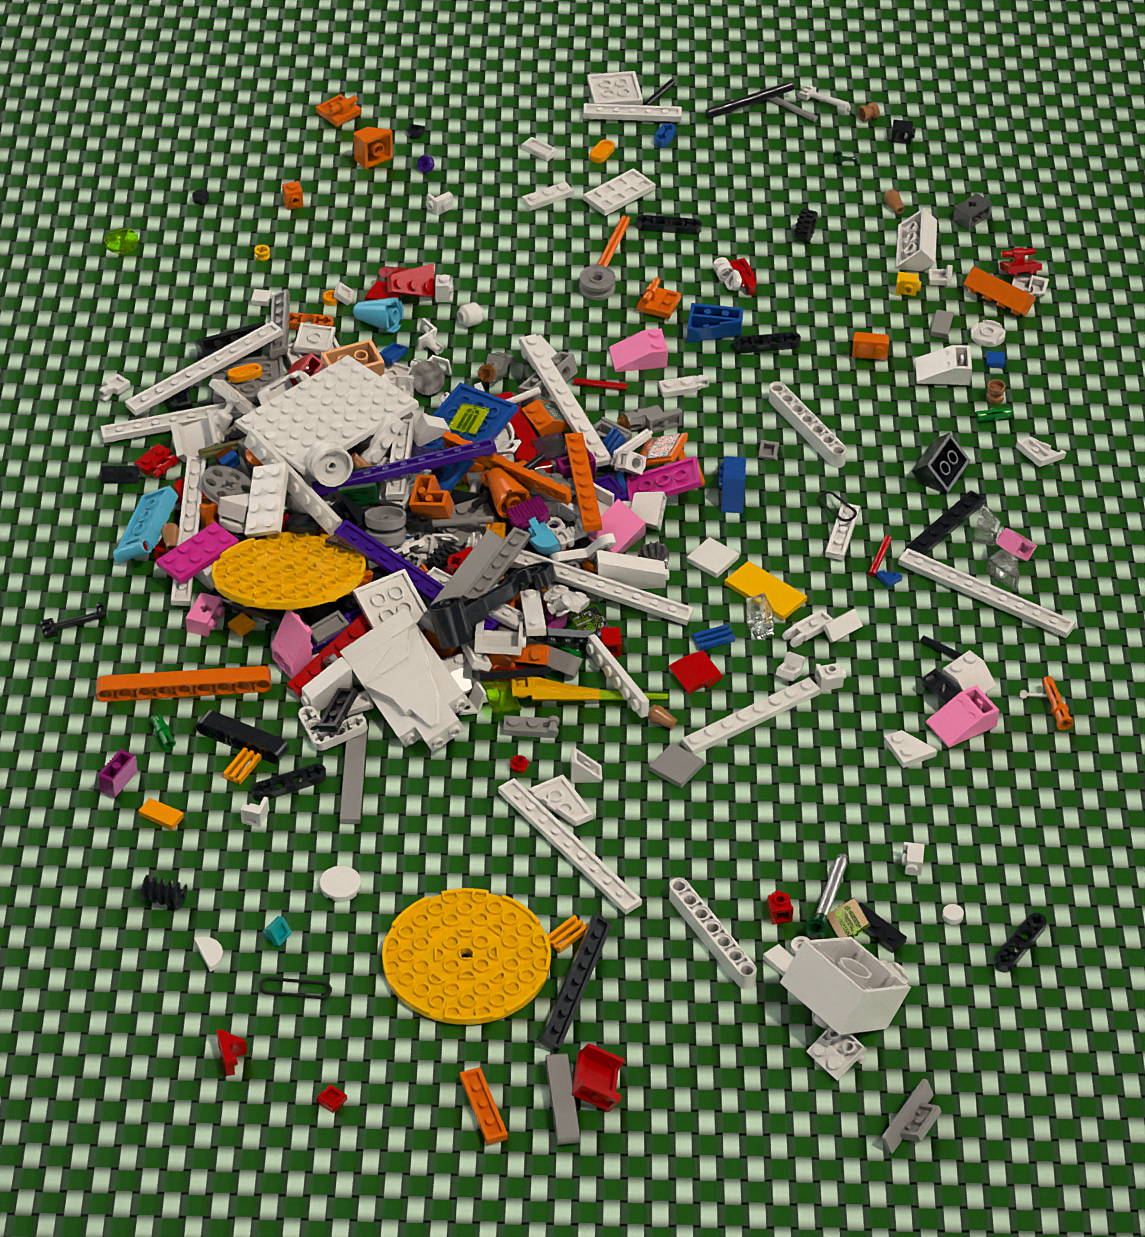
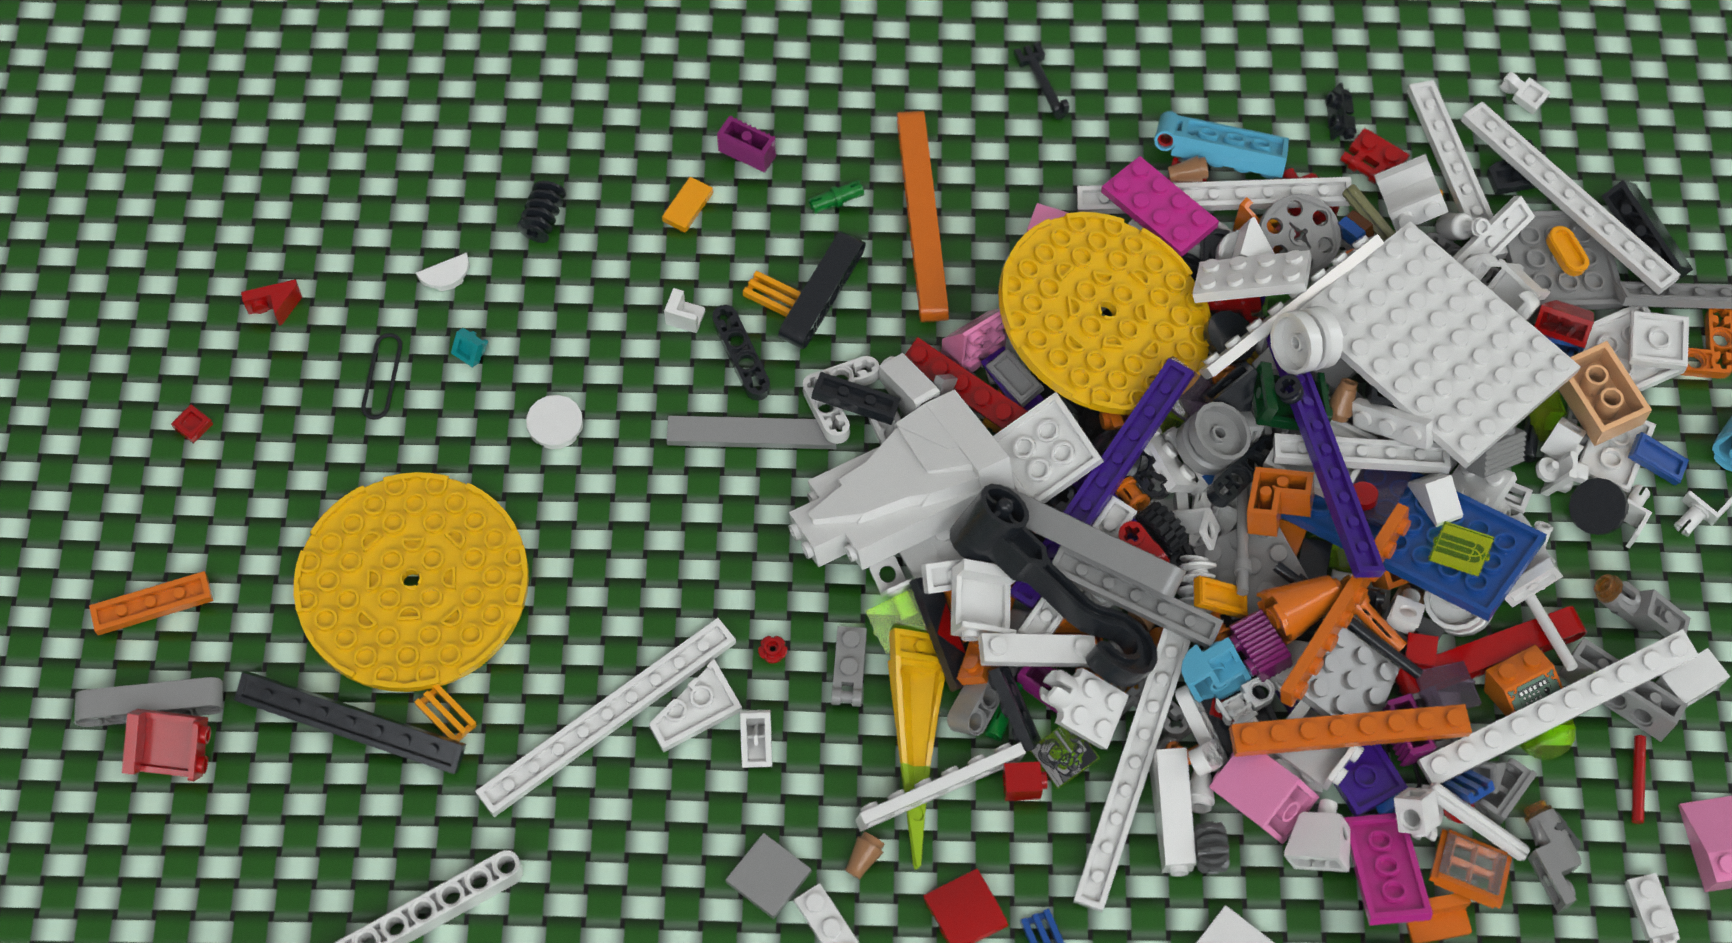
camera: 90 degrees right, 20 degrees up
(363, 472) = (1293, 397): none -> black bush

